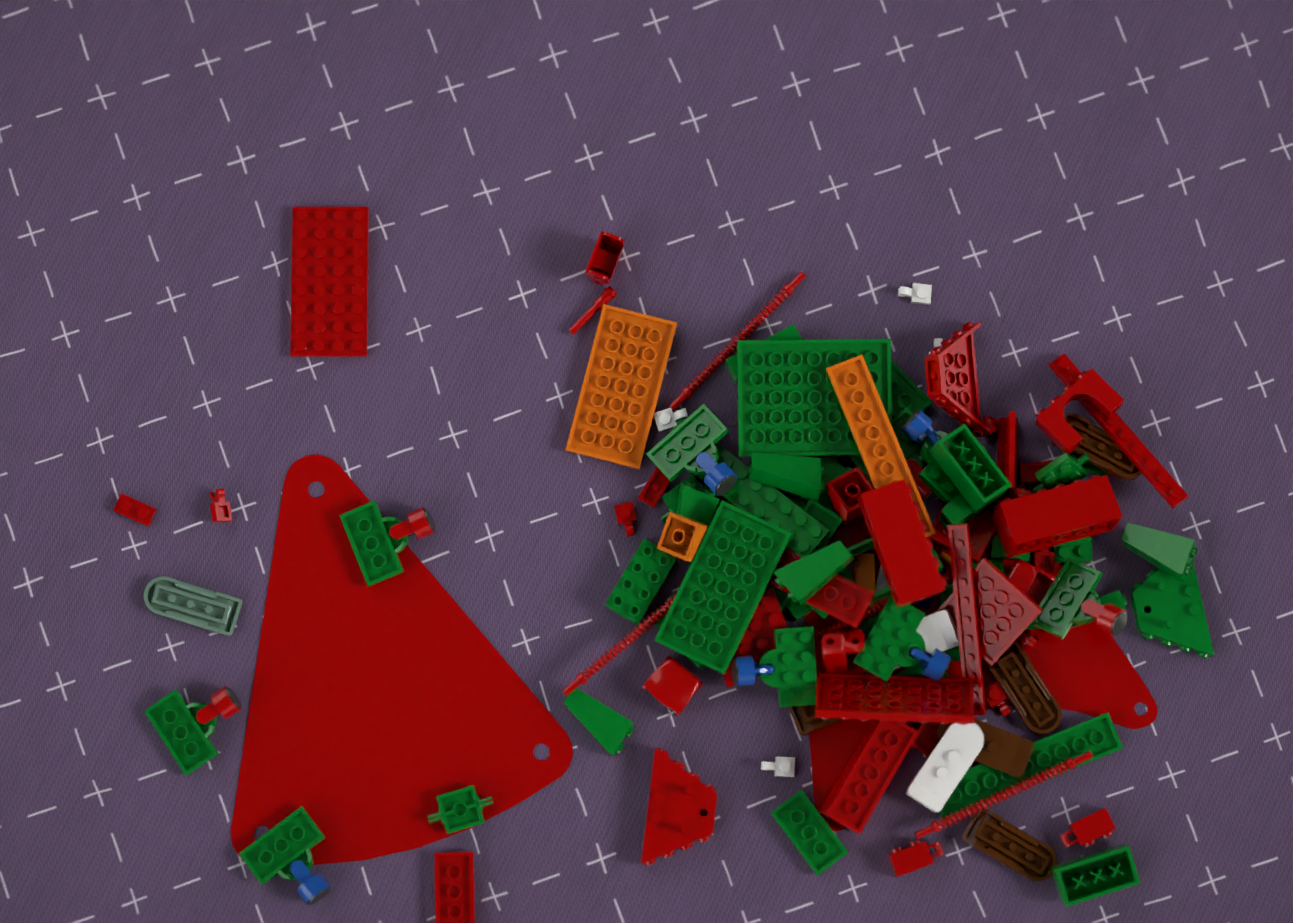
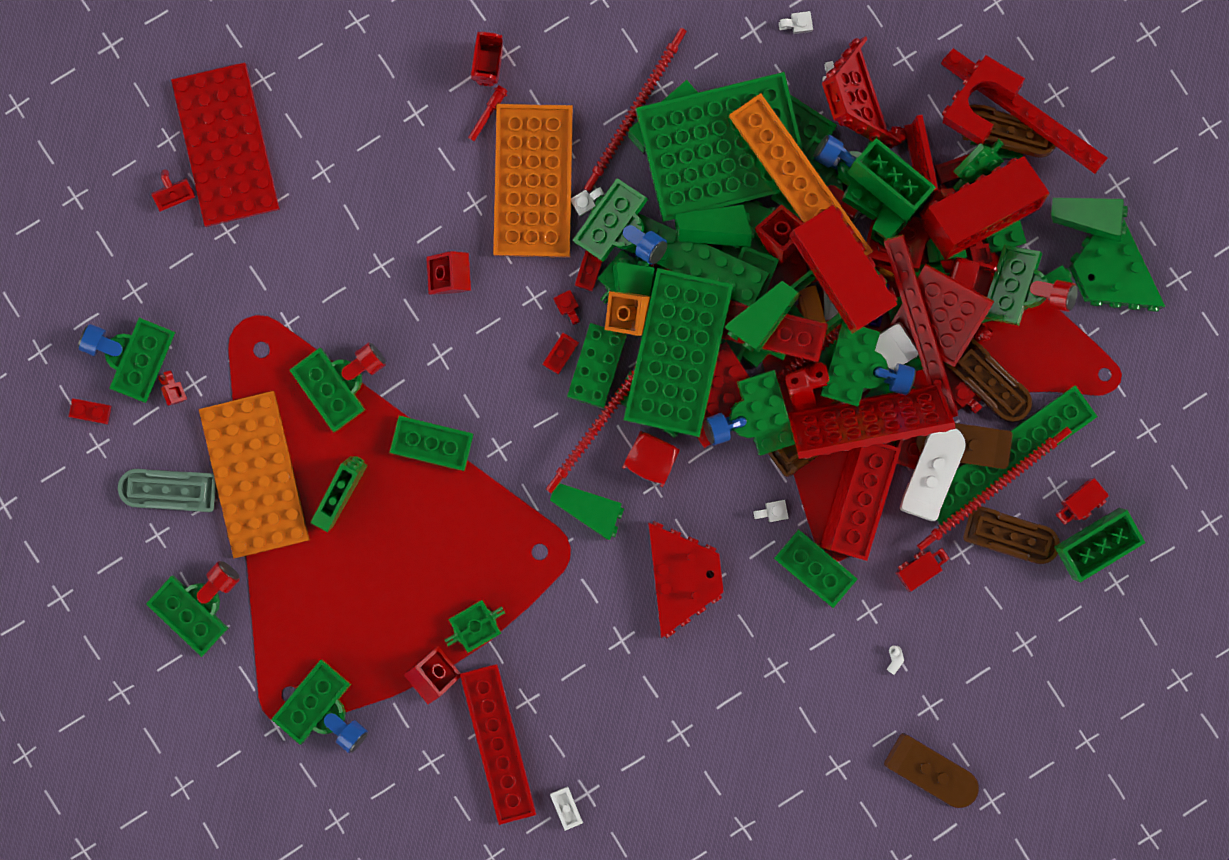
camera: 15 degrees left, 5 degrees up
(191, 466) = (133, 356): none -> green plate
(267, 317) = (172, 193): none -> red plate
(279, 609) = (254, 474): none -> orange plate
(359, 646) = (339, 492): none -> green slope
(407, 847) = (432, 675): none -> red slope
(461, 619) = (431, 443): none -> green plate
(517, 457) = (448, 273): none -> red slope
(608, 561) = (560, 353): none -> red plate

